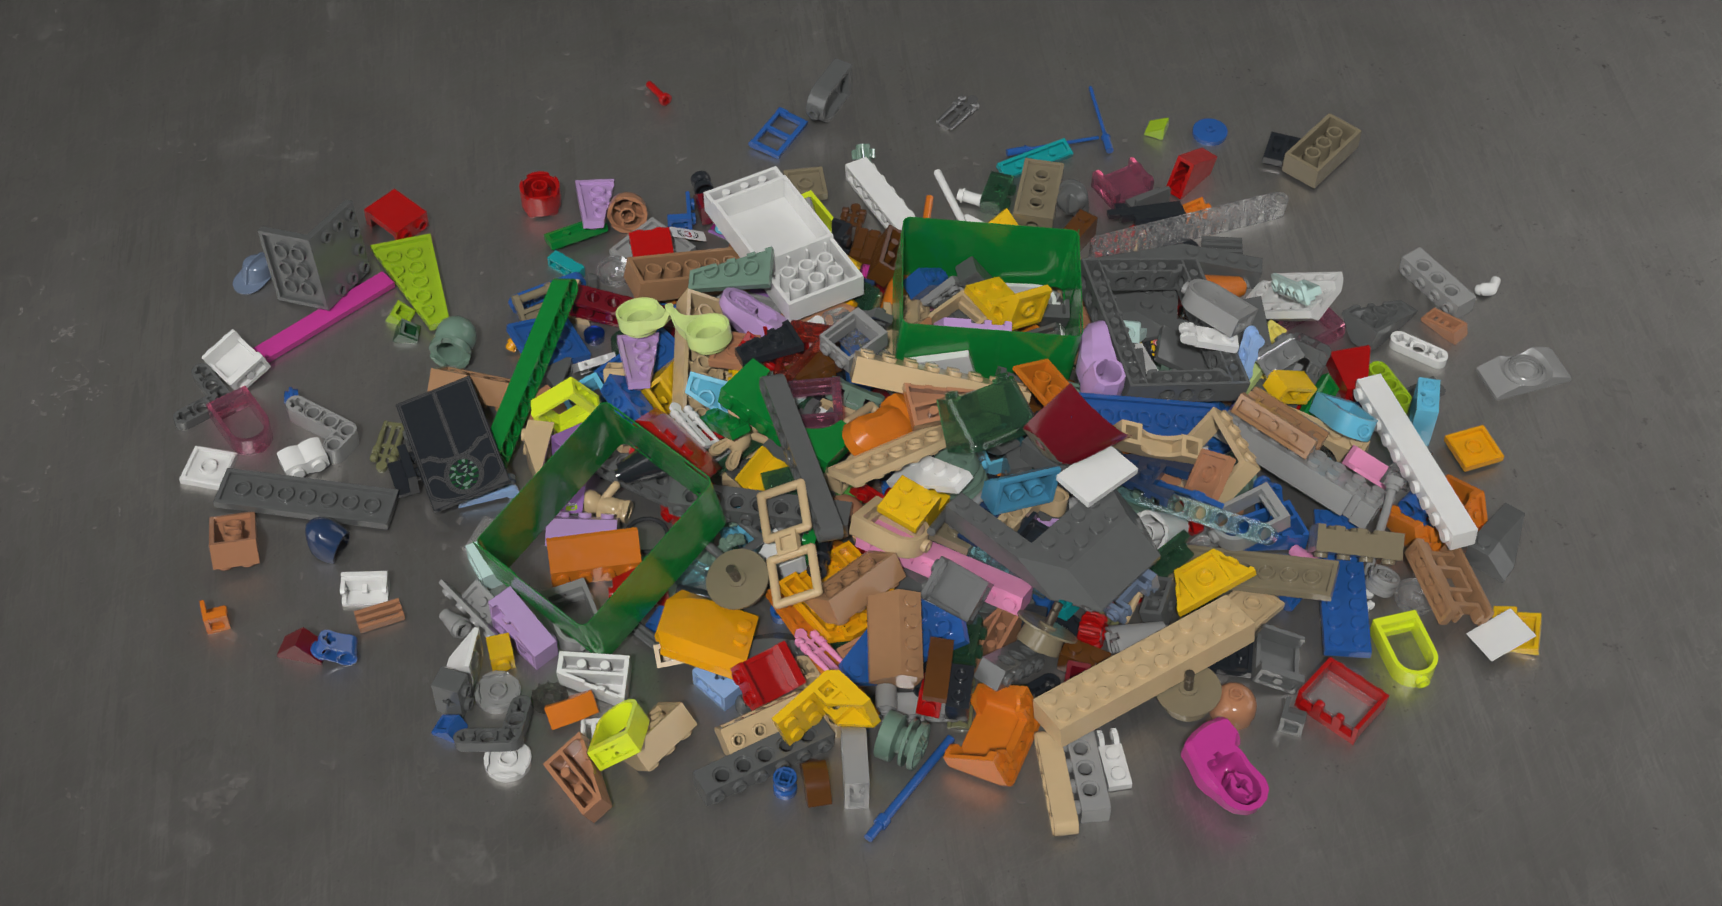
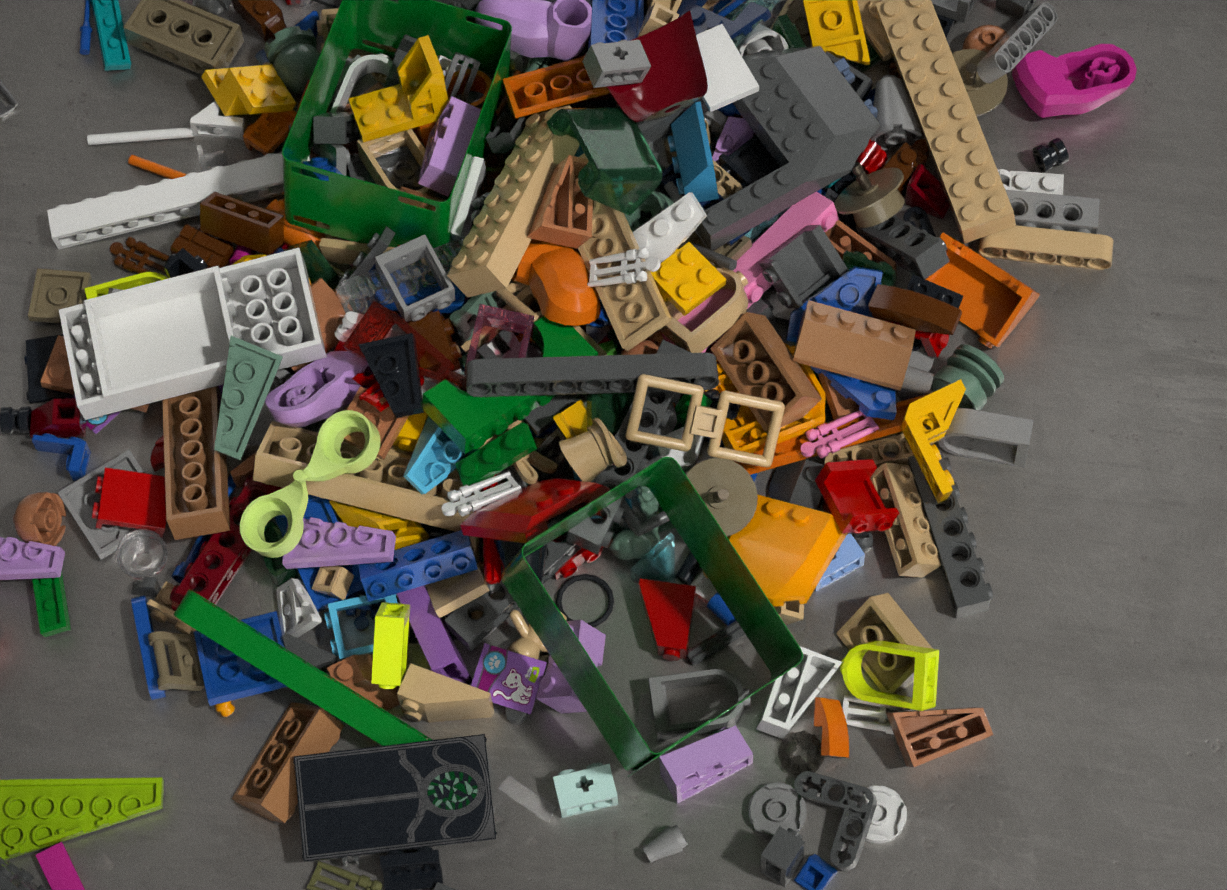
camera: 70 degrees left, 15 degrees up
(399, 312) = (120, 844): lime slope -> none
(406, 332) = (156, 840): dark green slope -> none
(453, 342) = (205, 772): sand green tile -> none
(468, 657) = (740, 836): white slope -> none
(475, 603) = (649, 809): light grey bracket -> none
(500, 652) = (728, 796): yellow brick -> none
(564, 264) = (105, 616): teal piece -> none
(593, 555) = (623, 651): orange slope -> none
(594, 335) = (238, 603): clear blue tile -> none
(688, 234) = (100, 455): white sticker -> none
(735, 471) = (593, 451): none -> tan hat
(785, 783) = (985, 524): blue wheel -> none
(816, 782) = (994, 481): reddish brown brick -> none
(862, 151) = (32, 214): sand green gear -> none
(883, 820) = (1052, 429): blue bar -> none
(886, 457) = (651, 264): none -> white piece
(969, 197) = (148, 114): white pin -> none
(997, 193) = (157, 79): clear green brick -> none
(1068, 412) = (616, 63): none -> light grey brick
(1146, 769) = (1050, 155): none -> black wheel
(1247, 718) = (1017, 42): none -> light grey beam

